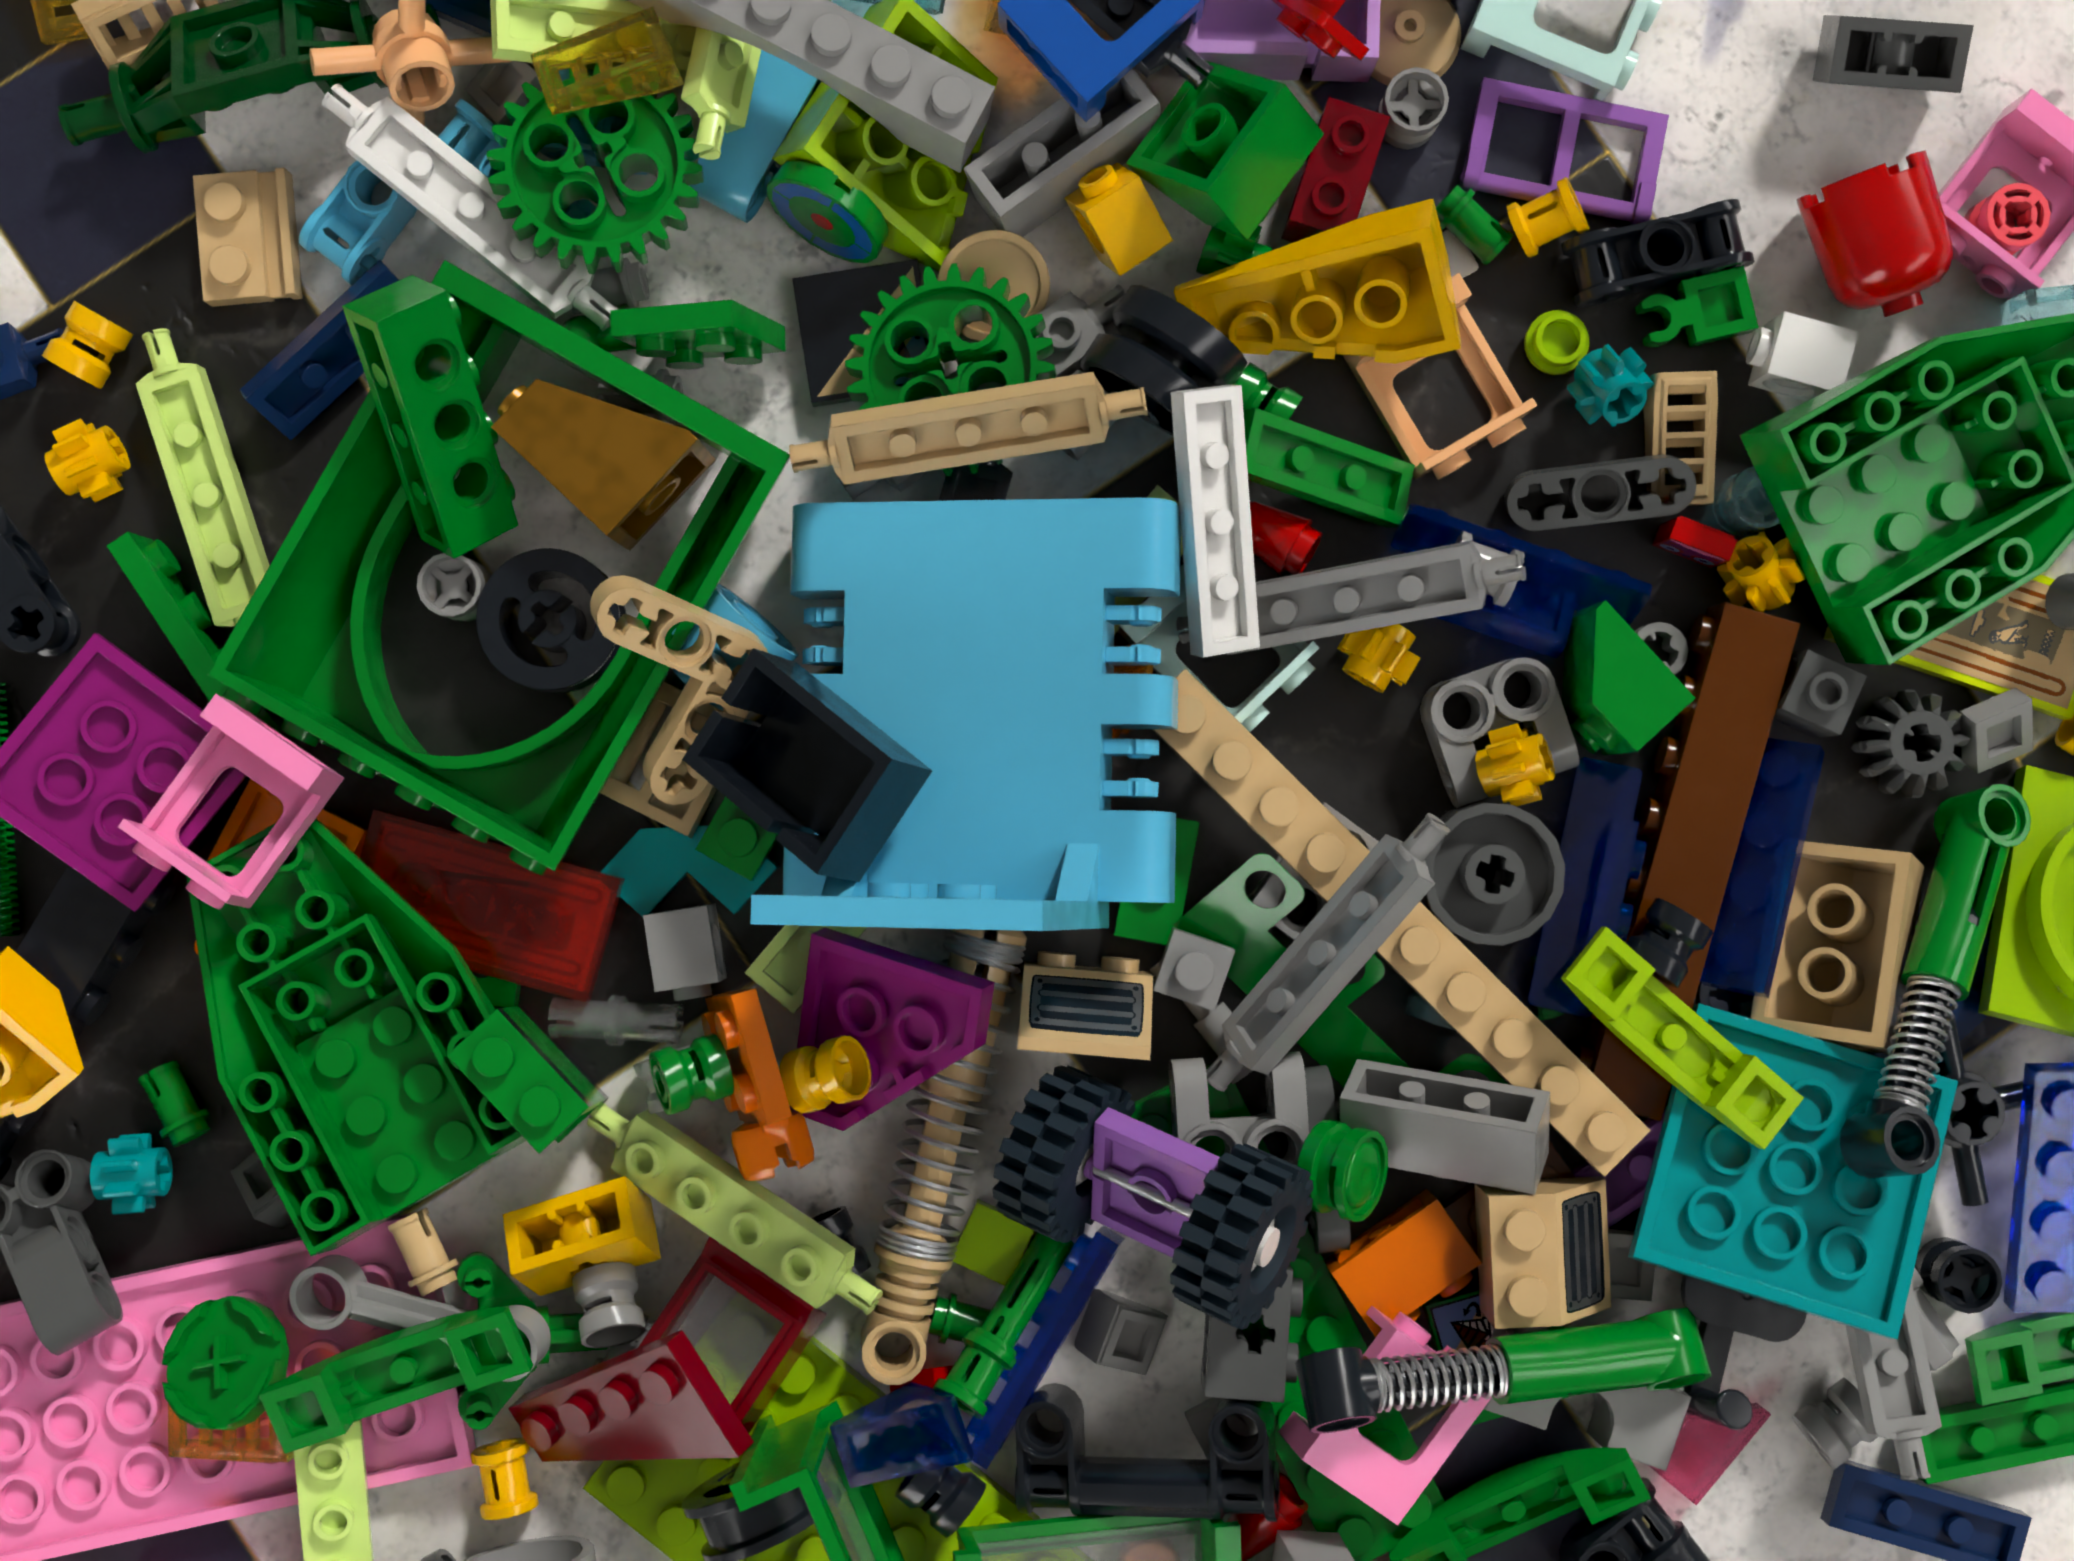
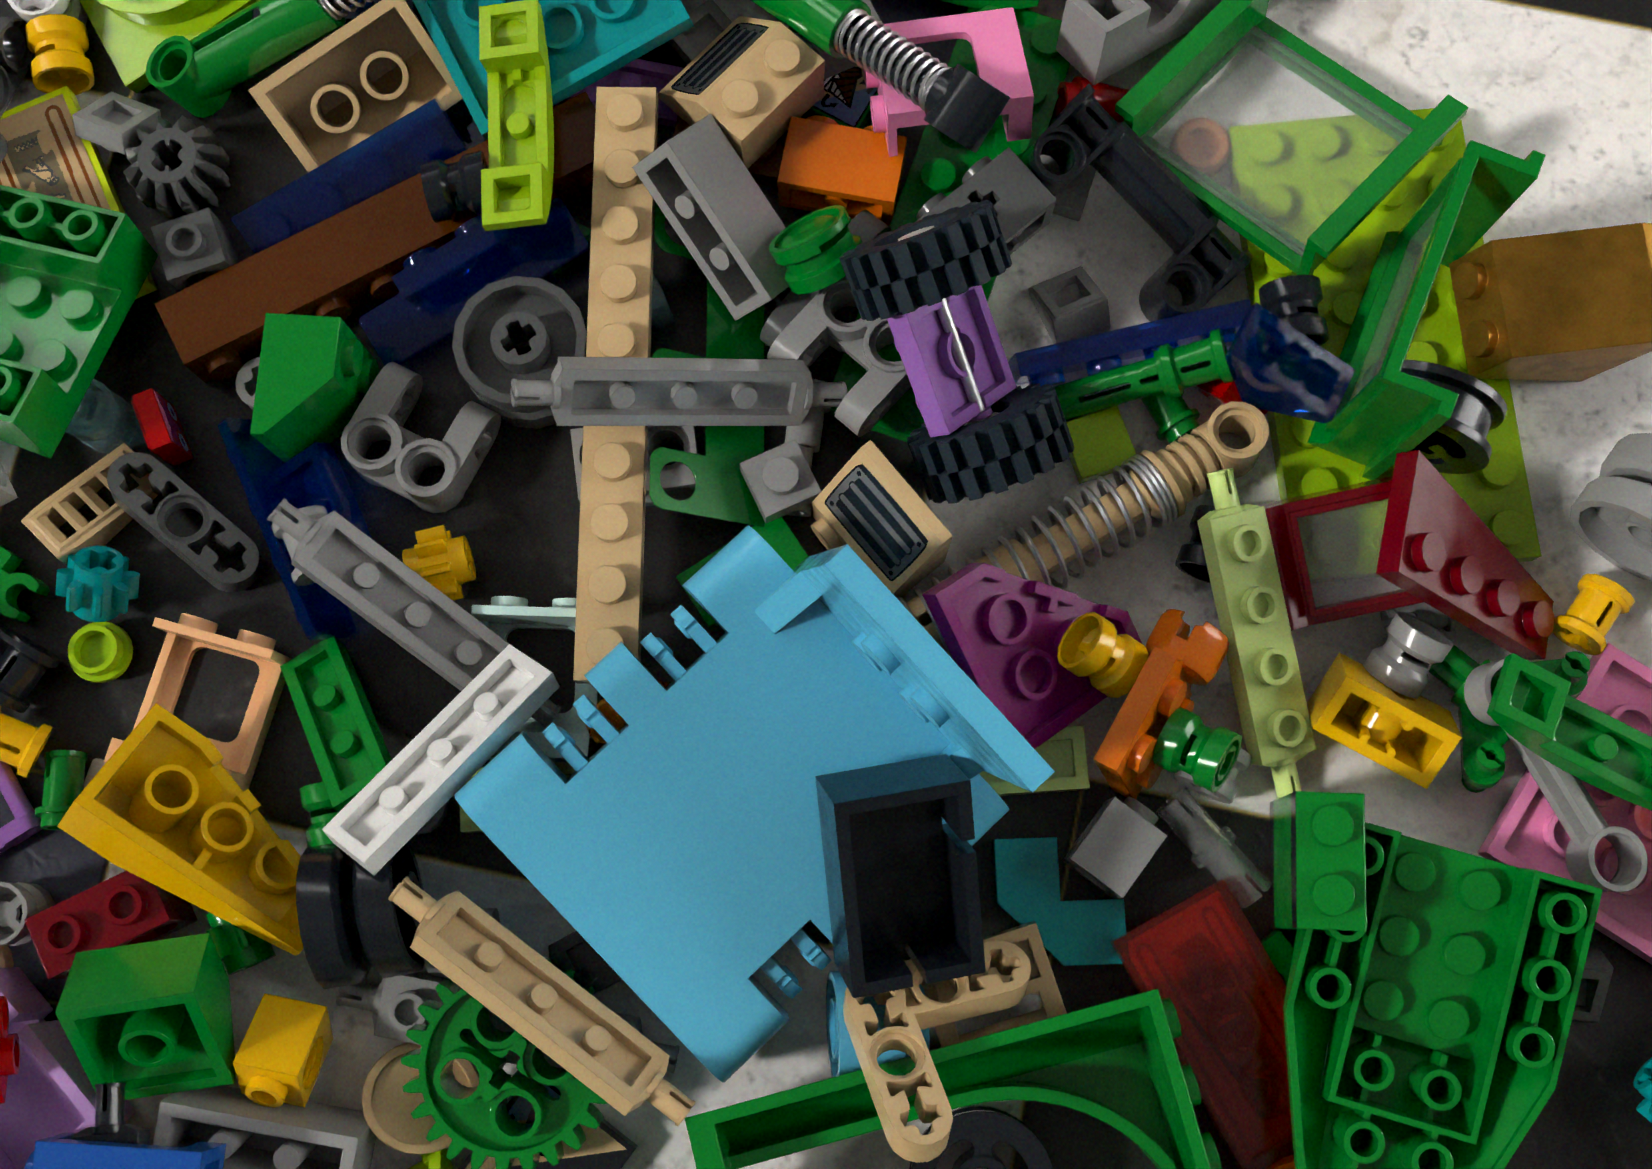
camera: 130 degrees left, 10 degrees down
(174, 1104) = (1597, 1112): green pin -> none
(423, 1252) = (1509, 819): tan pin -> none
(736, 841) = (1005, 884): green plate -> none
(1283, 538) = (416, 703): red cone -> none
(1515, 765) = (430, 398): yellow gear -> none
(1761, 573) = (143, 363): yellow gear -> none

